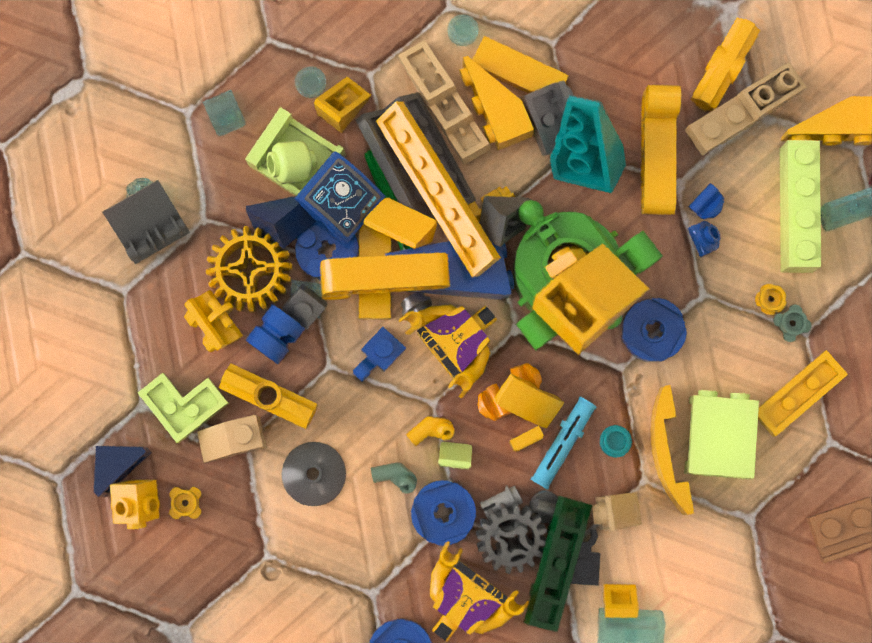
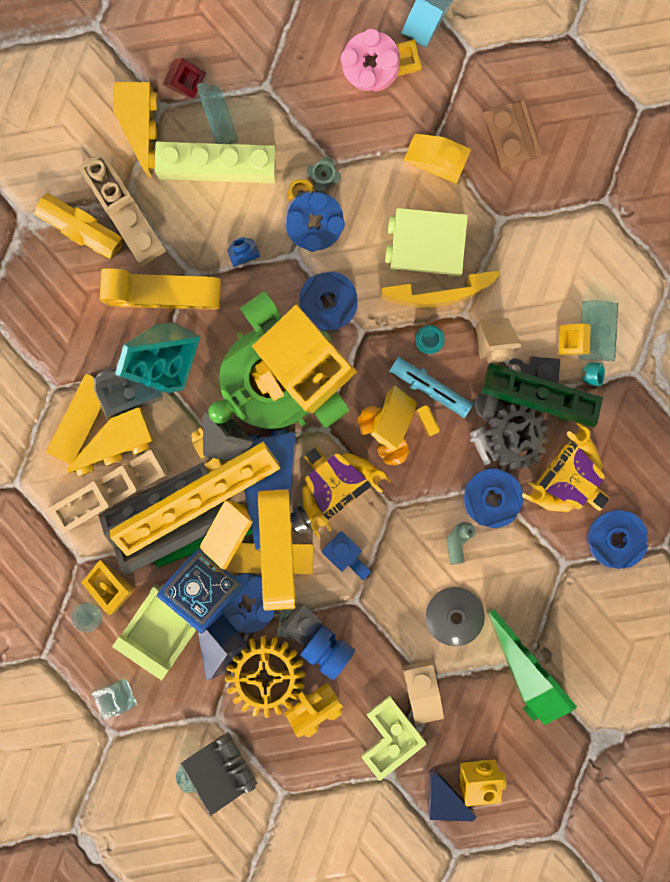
camera: 90 degrees left, 5 degrees up
(178, 509) = (474, 741): yellow plate -> none
(235, 564) = (536, 687): none -> wedge
(250, 386) = (375, 675): yellow piece -> none
(291, 162) = (165, 636): yellowish green head -> none
(432, 427) = (414, 508): yellow arm -> none
(455, 455) = (441, 486): yellowish green slope -> none
(462, 30) = (39, 472): clear light blue plate -> none
(582, 624) = (594, 374): none -> teal hinge
(708, 203) = (211, 247): blue plate -> none
(740, 331) = (297, 219): none -> blue plate
(800, 393) = (388, 169): yellow plate -> none
(817, 447) = (437, 156): none -> yellow slope

